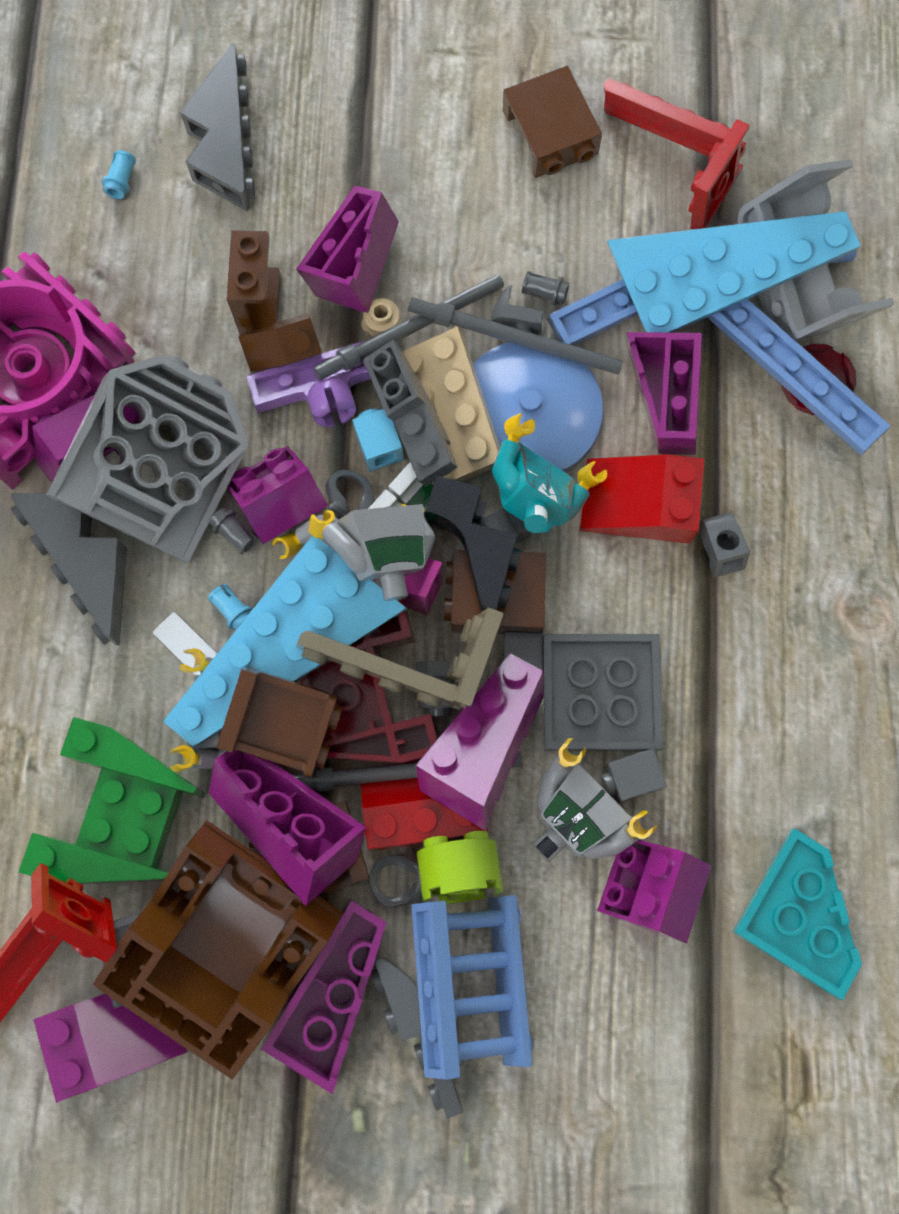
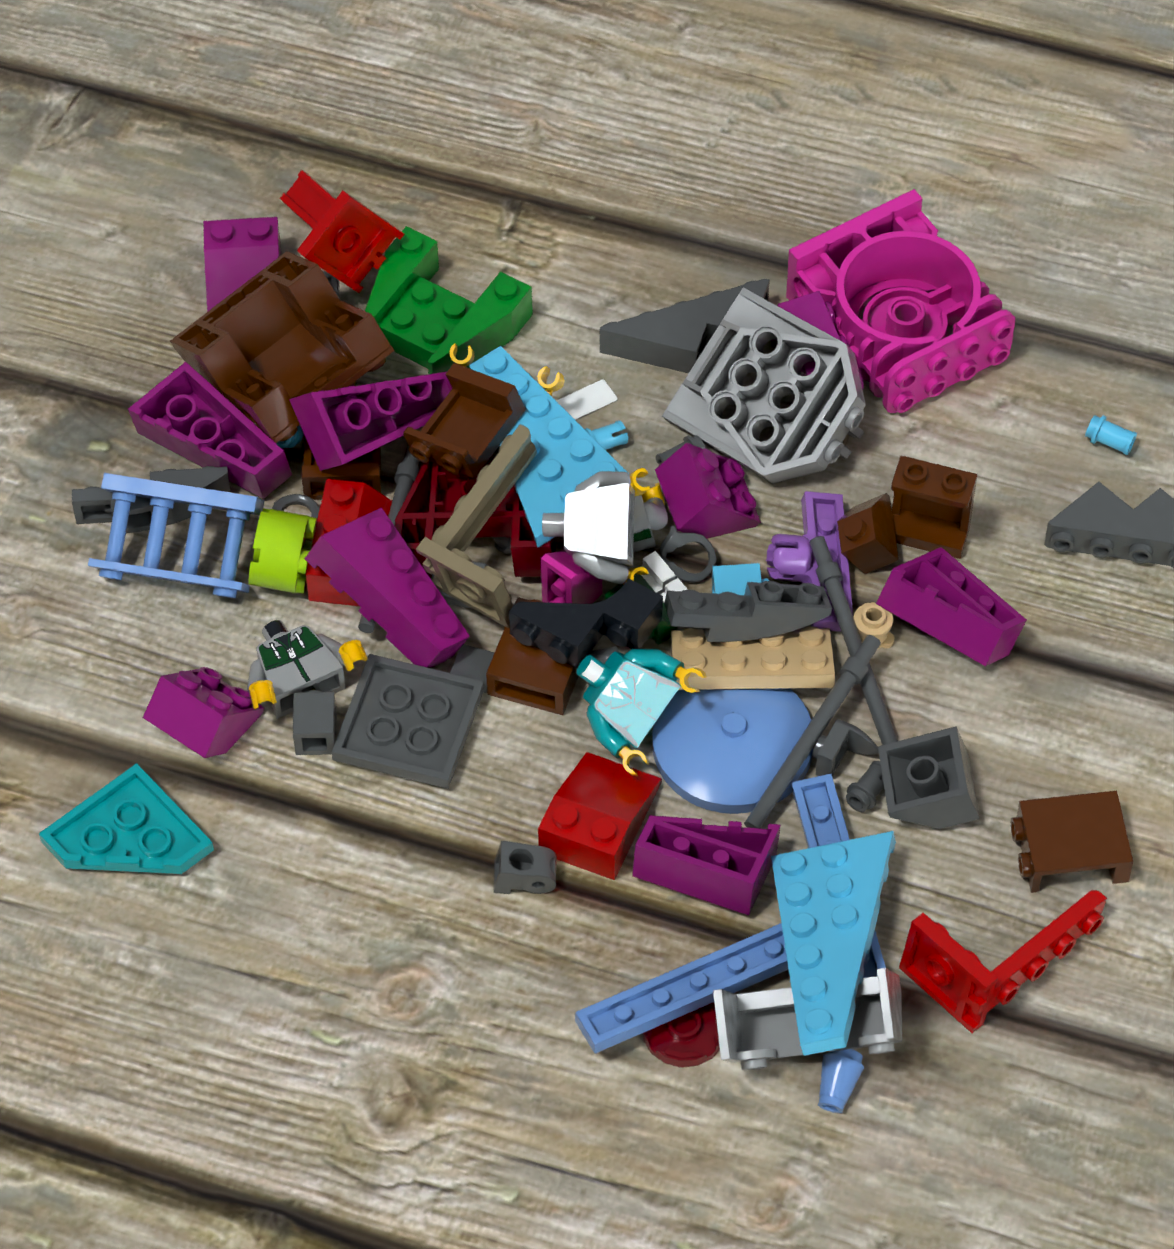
camera: 105 degrees right, 20 degrees down
(533, 233) = (929, 779): none -> dark grey slope

